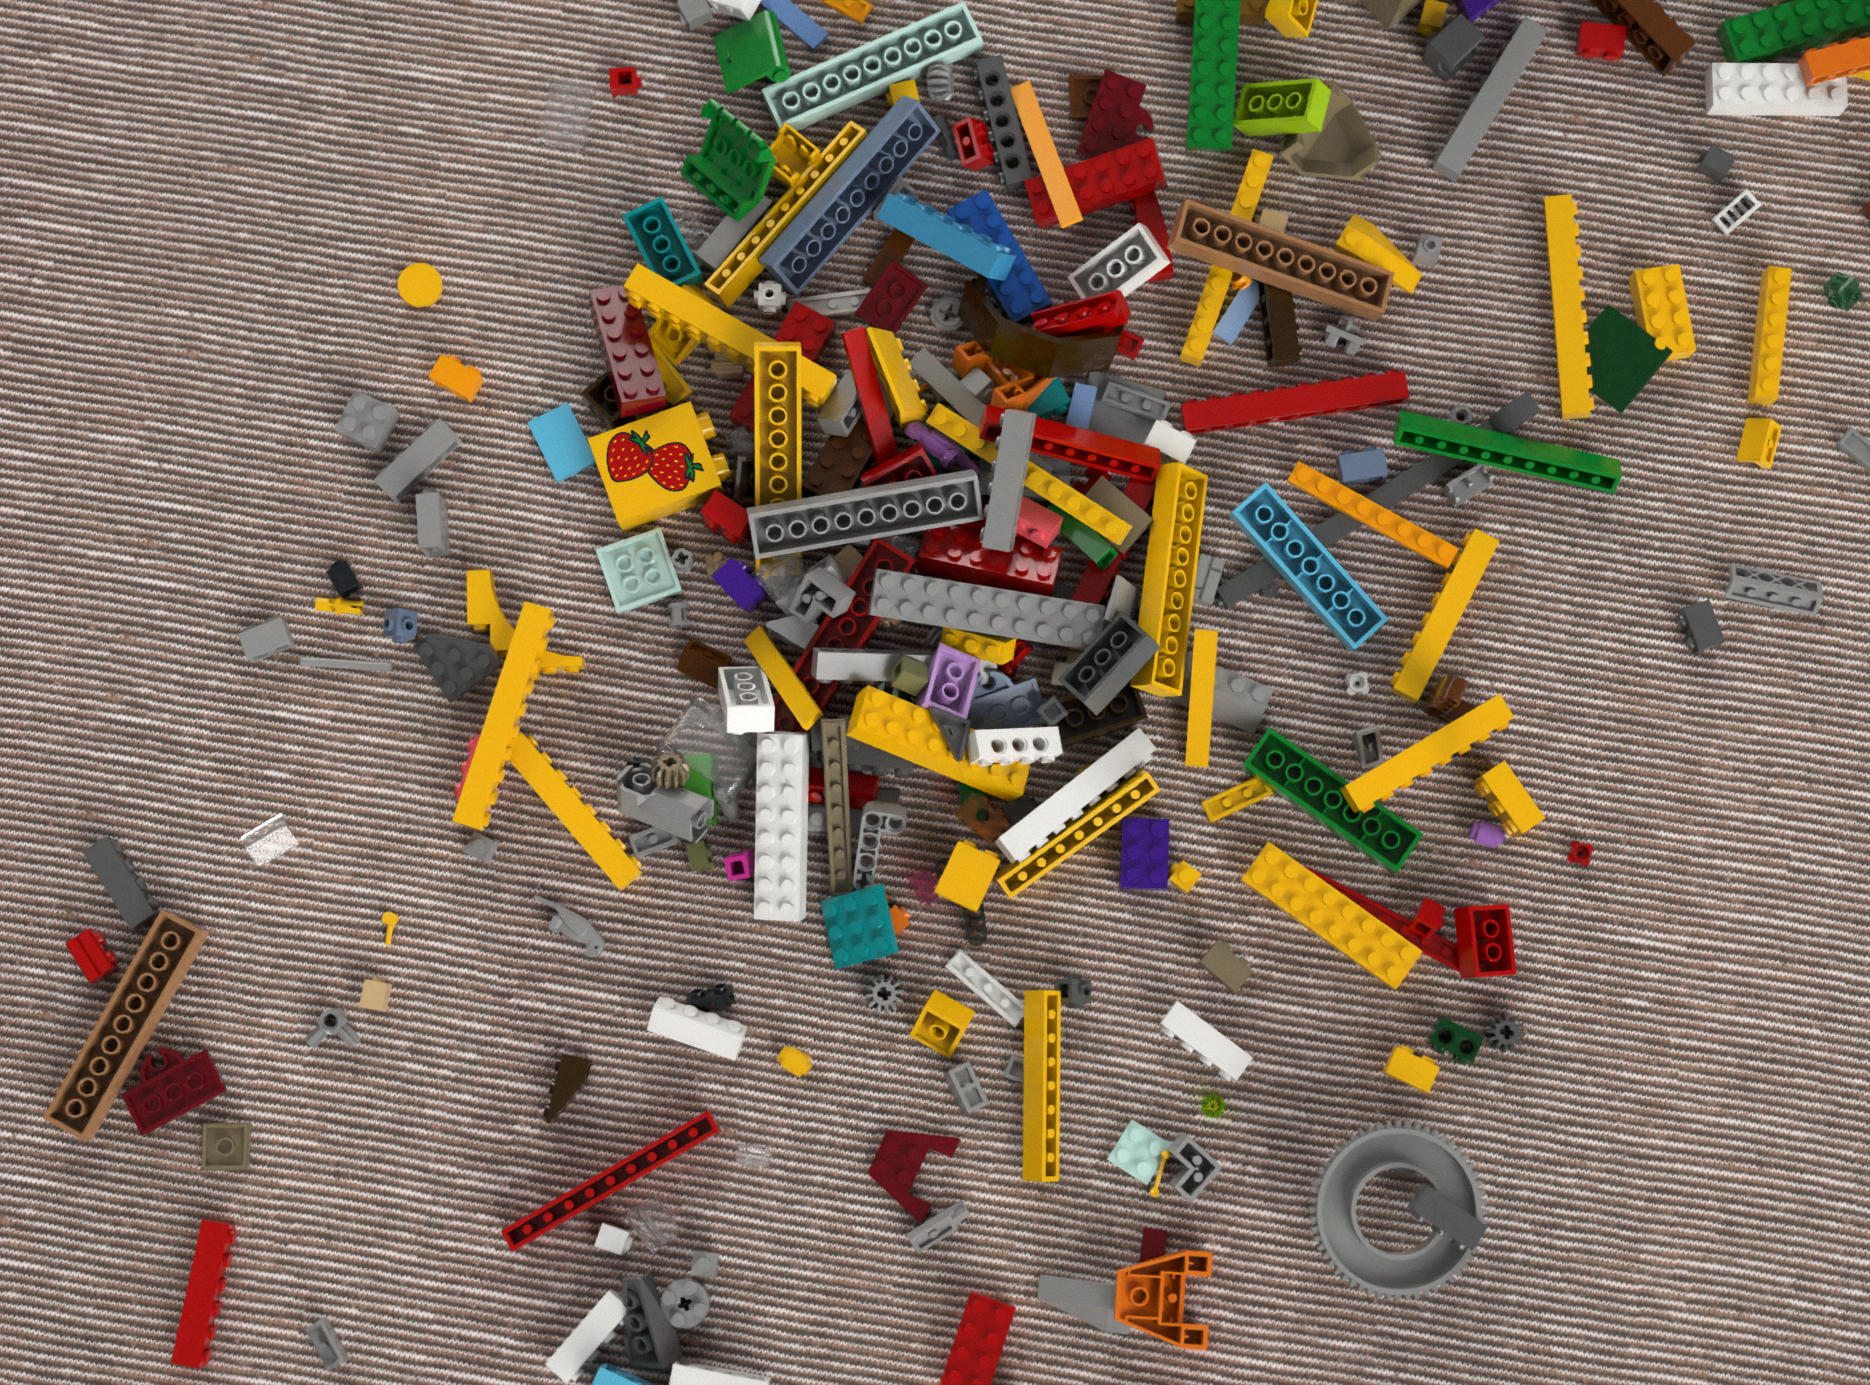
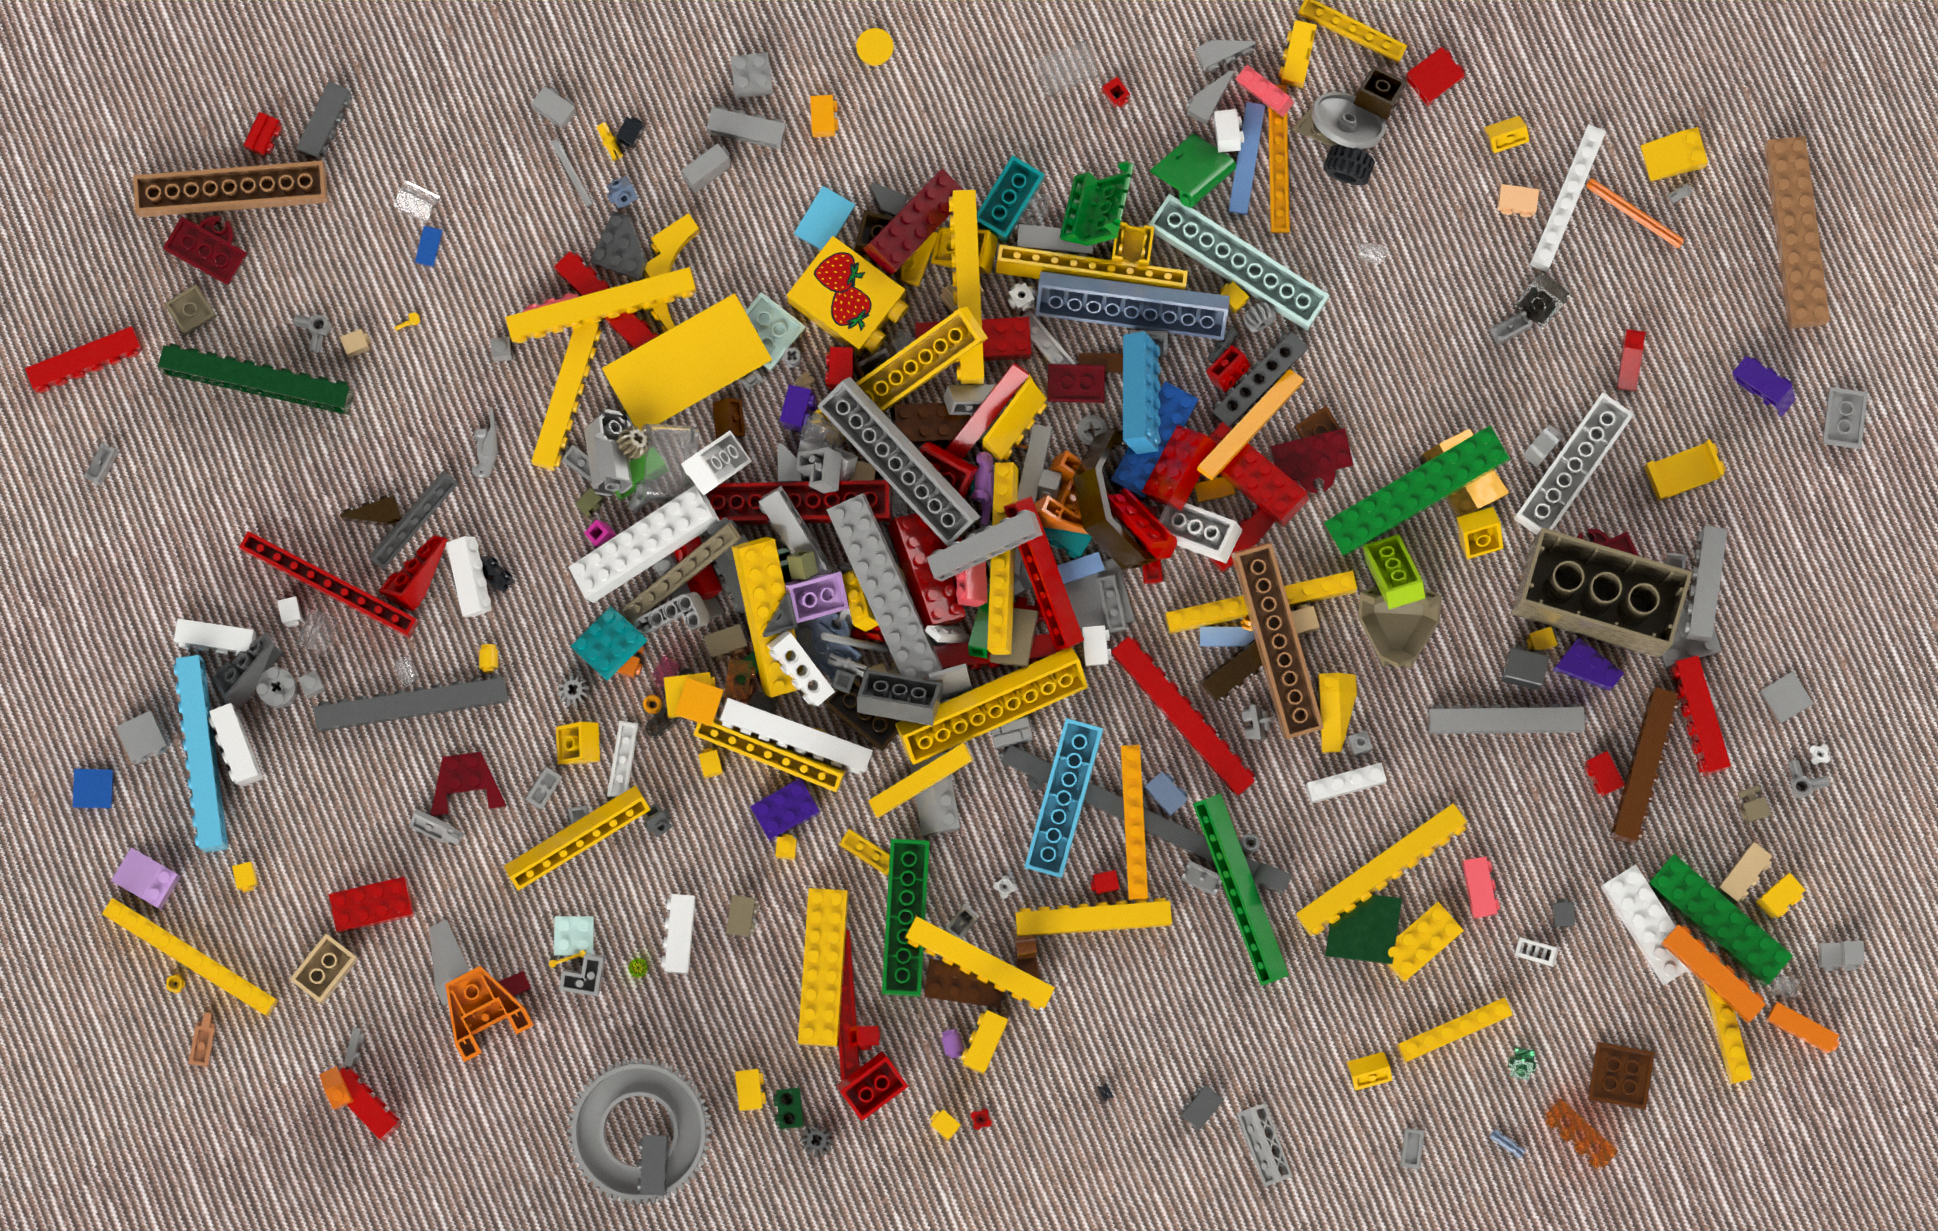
camera: 55 degrees right, 0 degrees up
(324, 856) = (428, 246): none -> blue tile
(345, 1123) = (256, 379): none -> dark green brick
(541, 705) = (585, 282): none -> red brick
(584, 367) = (888, 200): none -> dark grey slope
(600, 1050) = (413, 520): none -> dark grey plate
(621, 667) = (687, 363): none -> yellow tile
(664, 1090) = (412, 582): none -> red wedge
(783, 678) = (748, 479): yellow tile -> none
(791, 1173) = (411, 704): none -> dark grey brick
(933, 807) = (726, 642): none -> dark tan brick
(949, 914) = (650, 698): none -> light orange plate
(984, 870) = (699, 702): none -> light orange tile
(1017, 677) = (854, 642): none -> light grey bar
(1036, 698) = (847, 665): none -> light grey pin
(1045, 247) = (1177, 467): none -> red brick
(1047, 900) = (710, 763): none -> yellow brick
(1069, 578) = (949, 634): none -> white tile
(1083, 235) = (1213, 489): none -> light orange tile
(1415, 581) = (1104, 882): none -> red brick
(1428, 795) = (953, 985): none -> reddish brown plate
(1459, 287) = (1346, 783): none -> white brick
(1569, 891) = (944, 1124): none -> yellow brick
(1627, 712) = (1105, 1092): none -> black bush
(1641, 225) = (1480, 887): none -> coral brick

